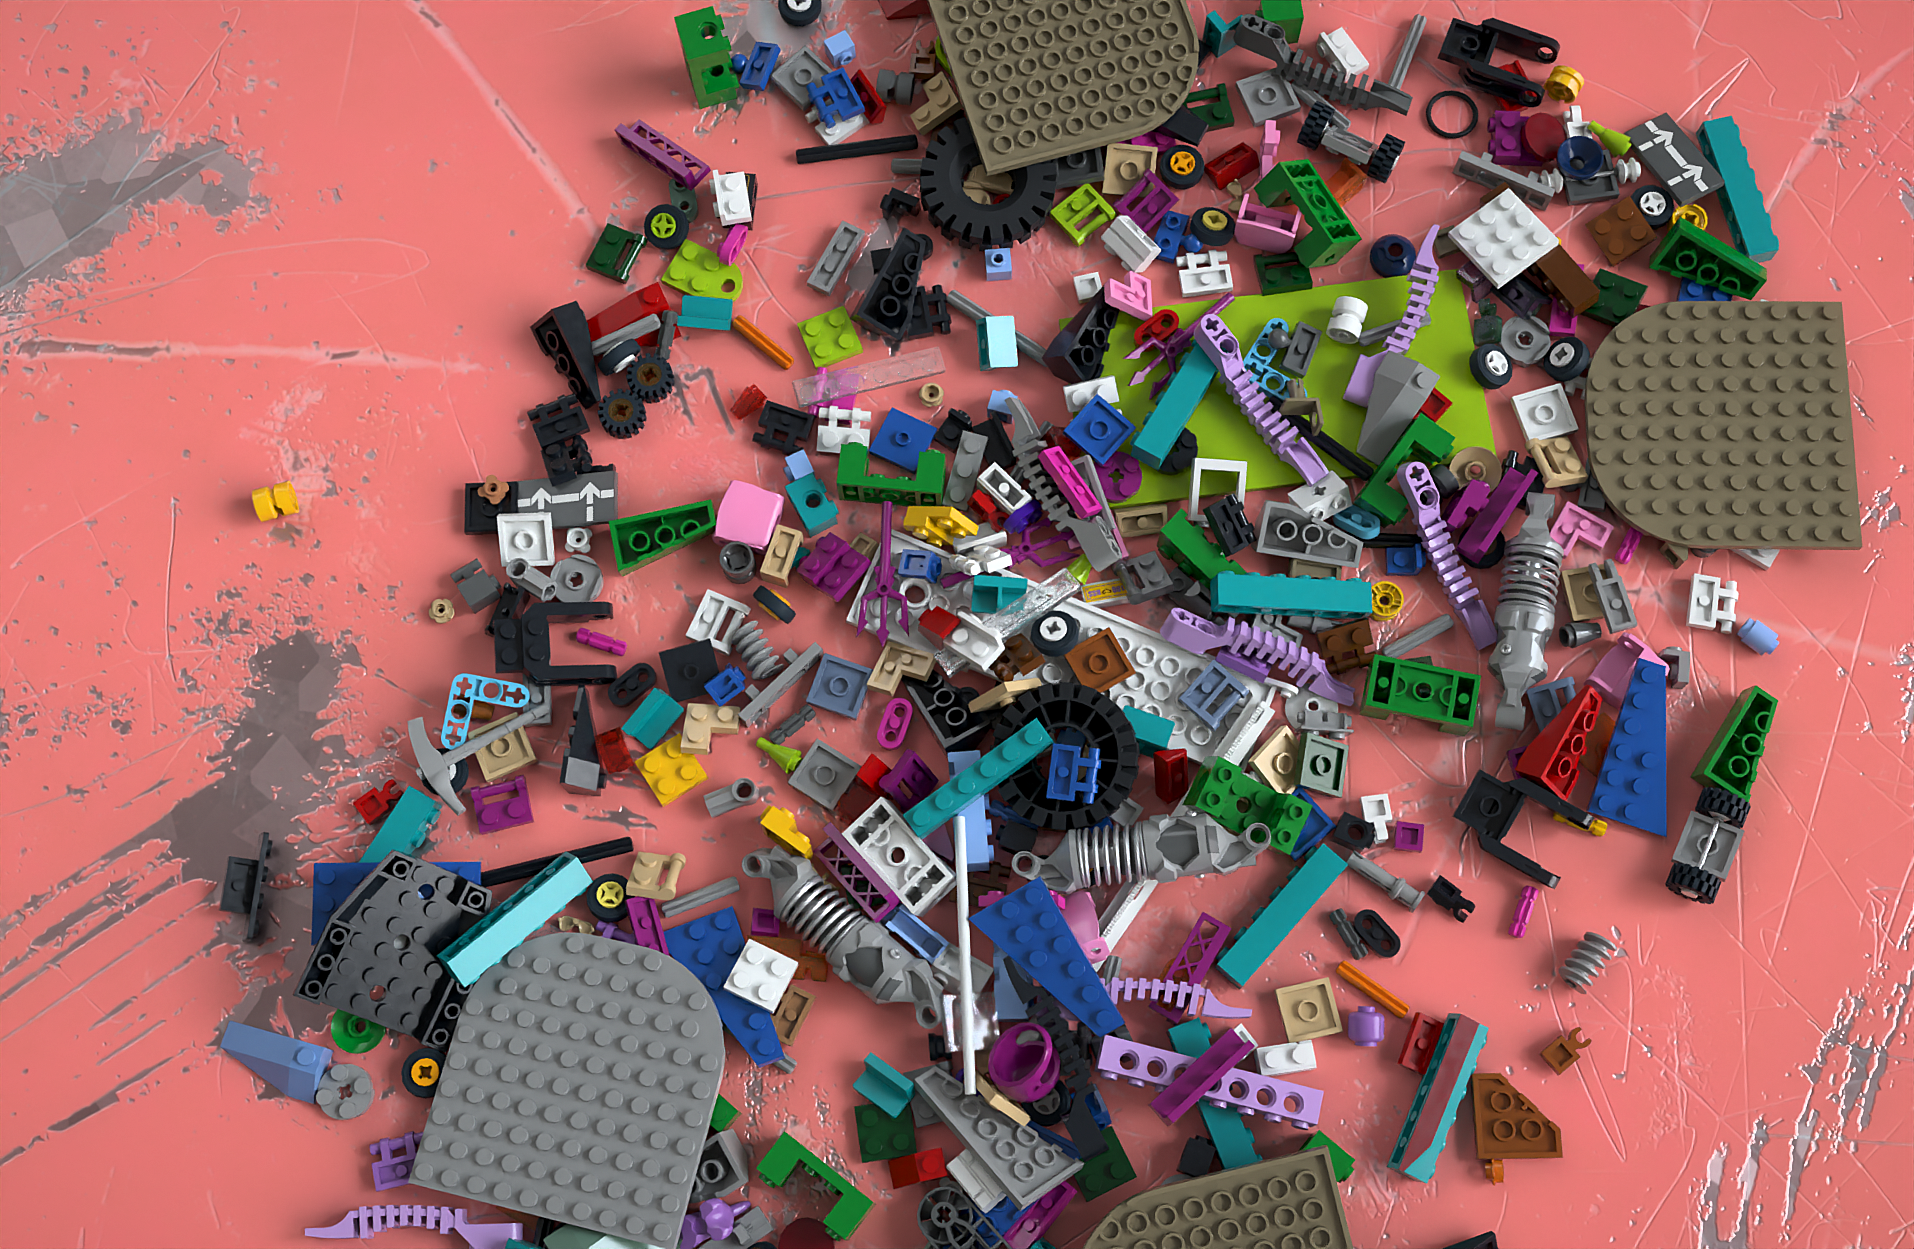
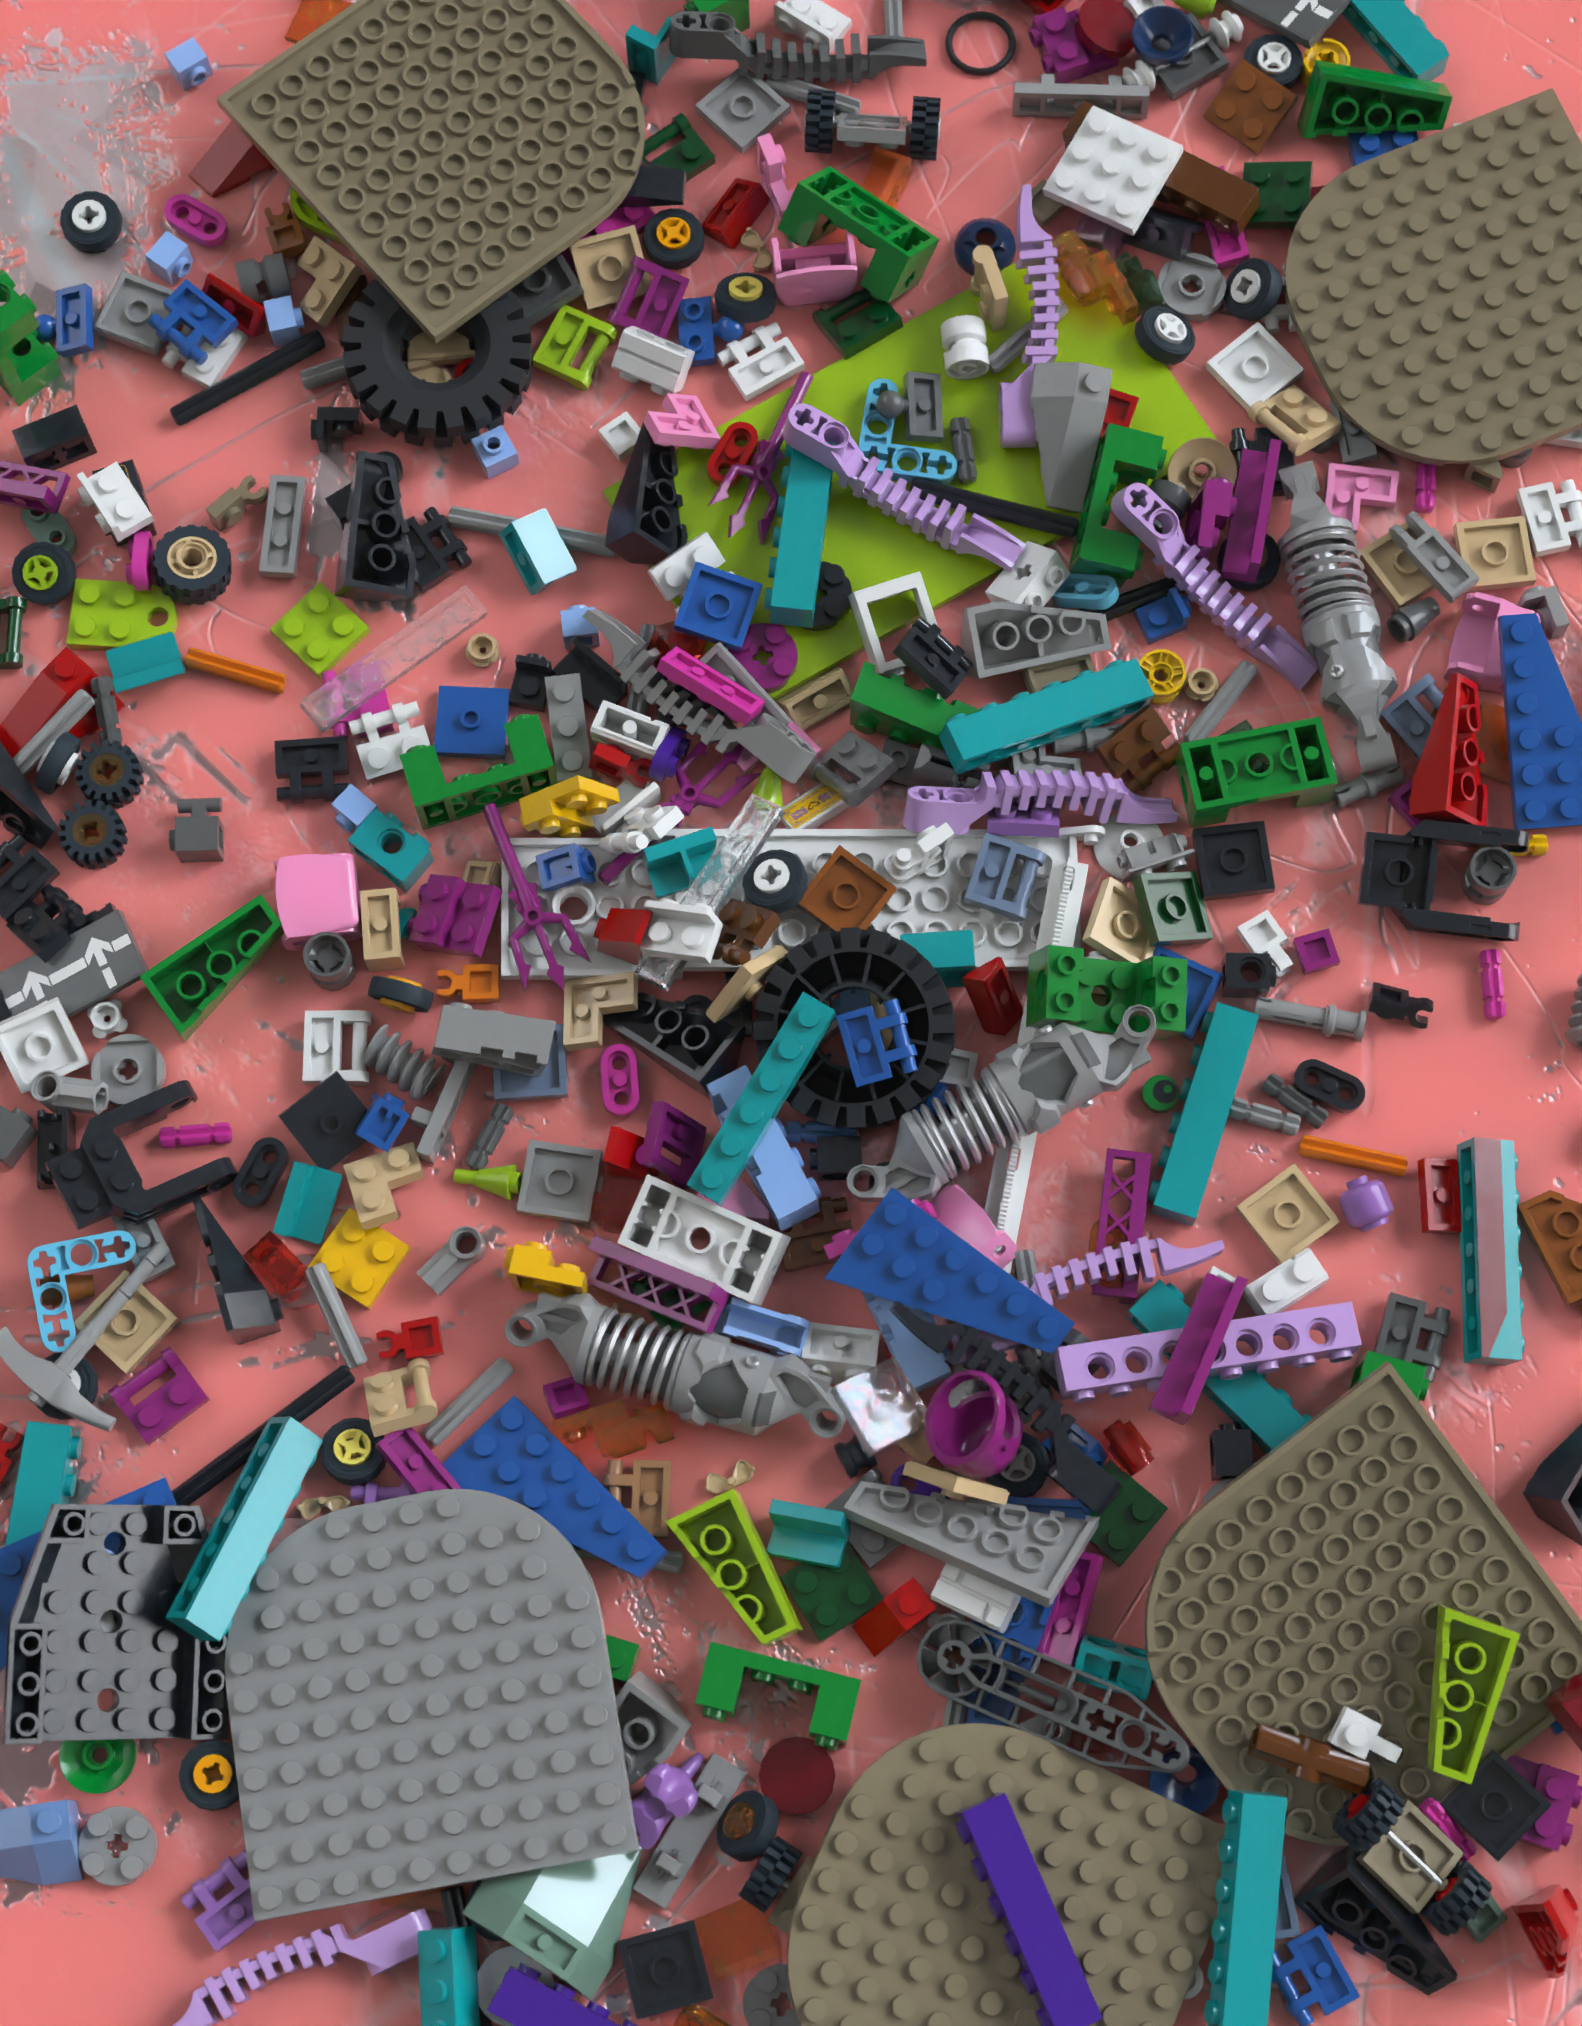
camera: 25 degrees left, 0 degrees up
(638, 801) = (335, 1315): none -> light grey axle
(684, 841) = (418, 1339): none -> red plate
(691, 443) = (198, 836): none -> dark grey brick
(712, 141) = (55, 440): none -> black hinge
(748, 402) = (251, 753): clear red cone -> none
(761, 976) = (592, 1464): white plate -> none
(765, 246) = (190, 546): none -> black wheel
(807, 230) = (231, 505): none -> dark tan plate
(820, 660) = (494, 1039): none -> light grey wedge
(828, 618) = (477, 984): none -> orange plate
(828, 1081) = (734, 1557): none -> lime wedge
(841, 1026) = (718, 1484): none -> tan piece
(870, 31) = (198, 222): none -> dark pink plate
(896, 120) = (283, 320): none -> light blue plate
(964, 956) = (840, 1326): white piece -> none
(1127, 1122) = (1127, 1447): none -> clear red brick
(1169, 655) = (930, 849): none -> white plate
(1257, 889) = (1160, 1094): none -> green tile
(1300, 405) = (954, 475): dark tan bracket -> none
(1317, 382) = (963, 450): none -> dark grey axle
(1322, 935) = (1265, 1116): none -> light grey axle
(1350, 1127) = (1401, 1328): none -> dark grey plate
(1378, 749) = (1233, 860): none -> black plate
(1381, 285) = (989, 286): none -> tan plate
(1415, 614) = (1203, 676): none -> tan plate
(1457, 305) = (1094, 277): none -> clear orange plate
(1496, 736) = (1368, 785): none -> light grey pin
(1553, 835) = (1488, 875): none -> dark grey wheel
(1659, 611) = (1496, 552): none -> tan plate

